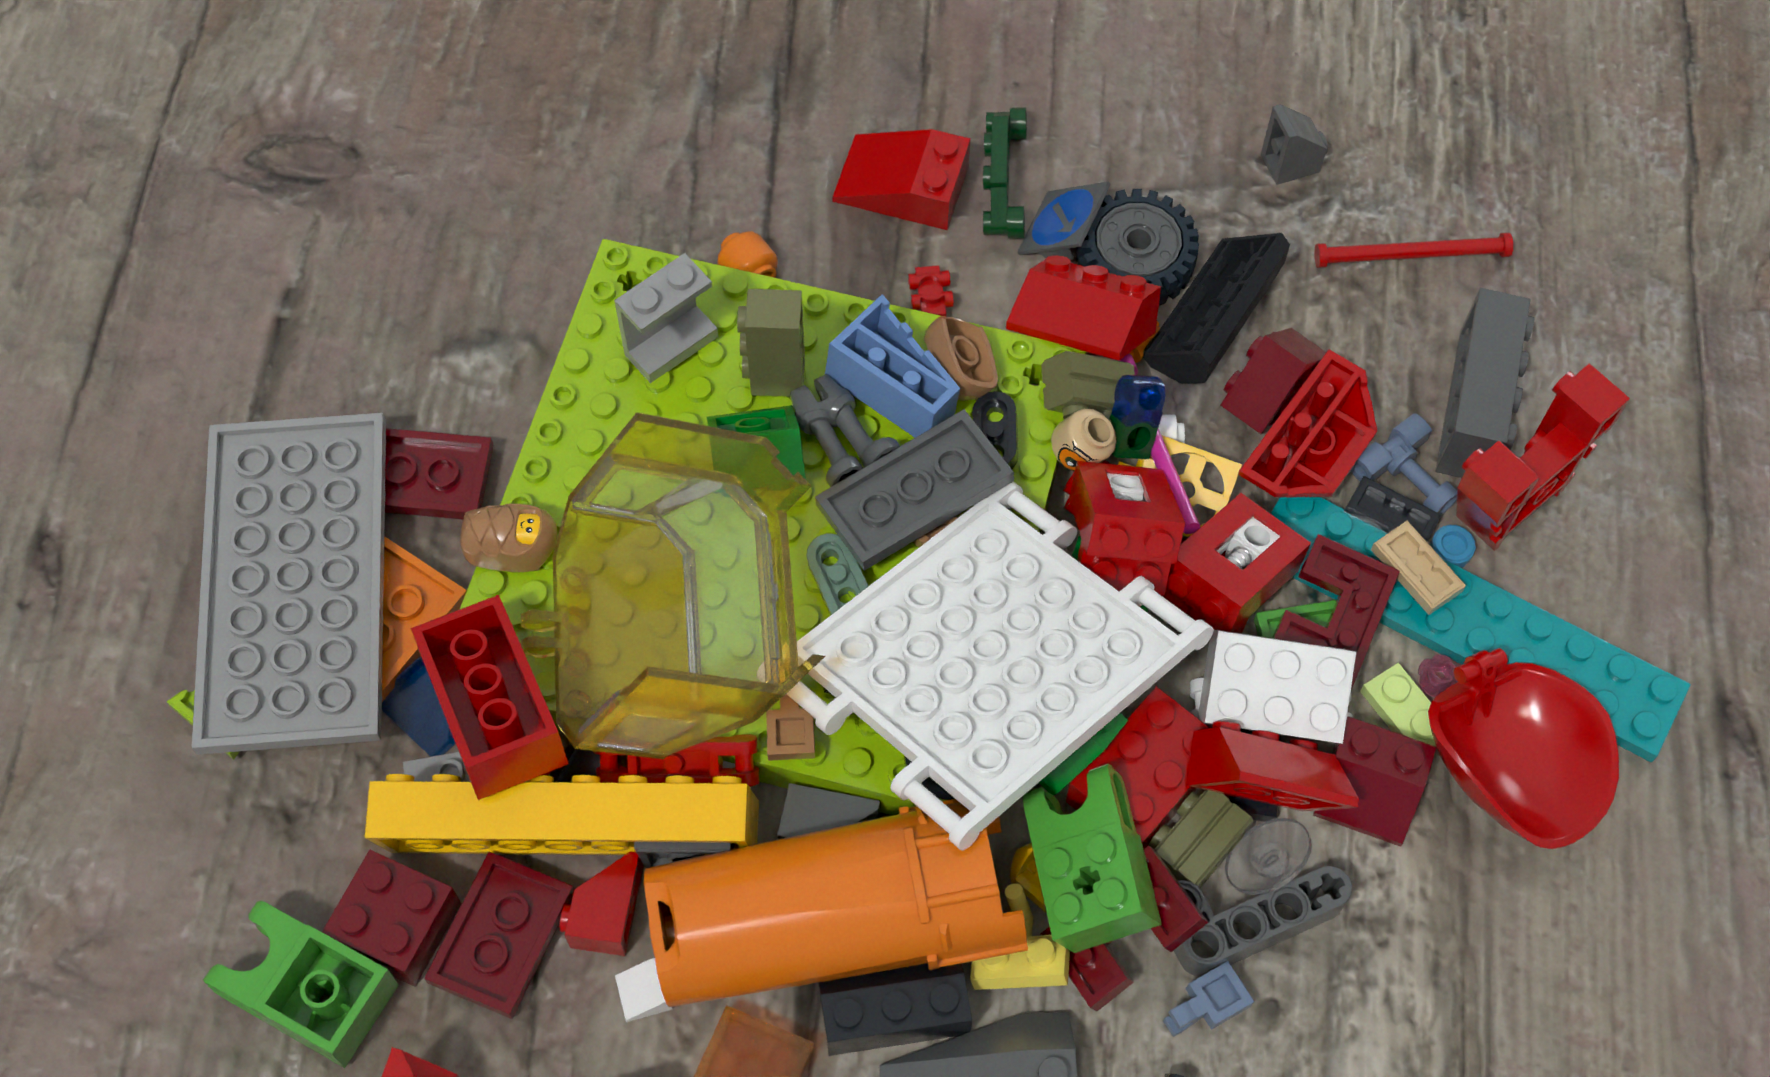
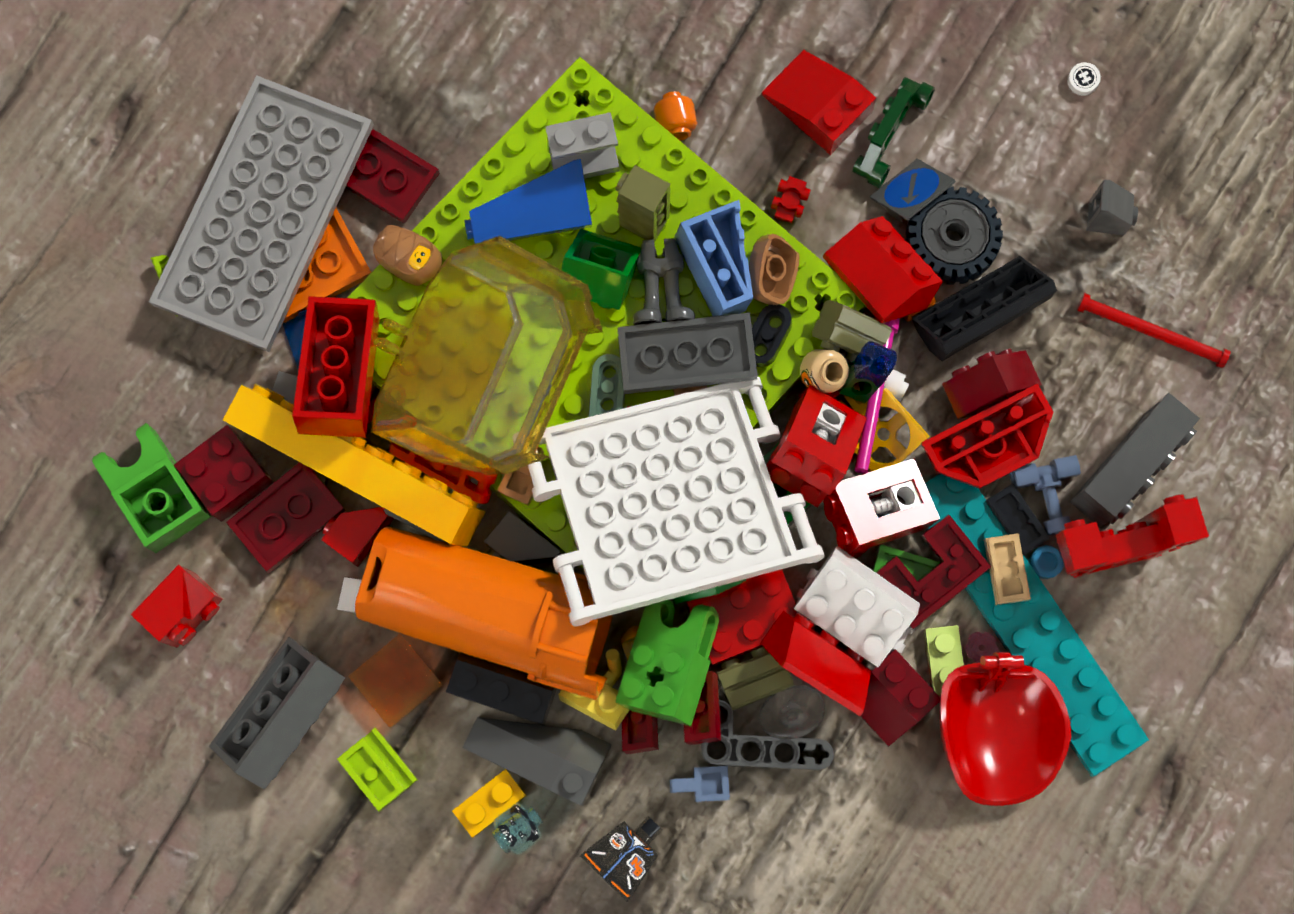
camera: 30 degrees right, 15 degrees up
(660, 384) = (538, 208): none -> blue slope
(1180, 36) = (1084, 78): none -> white tile

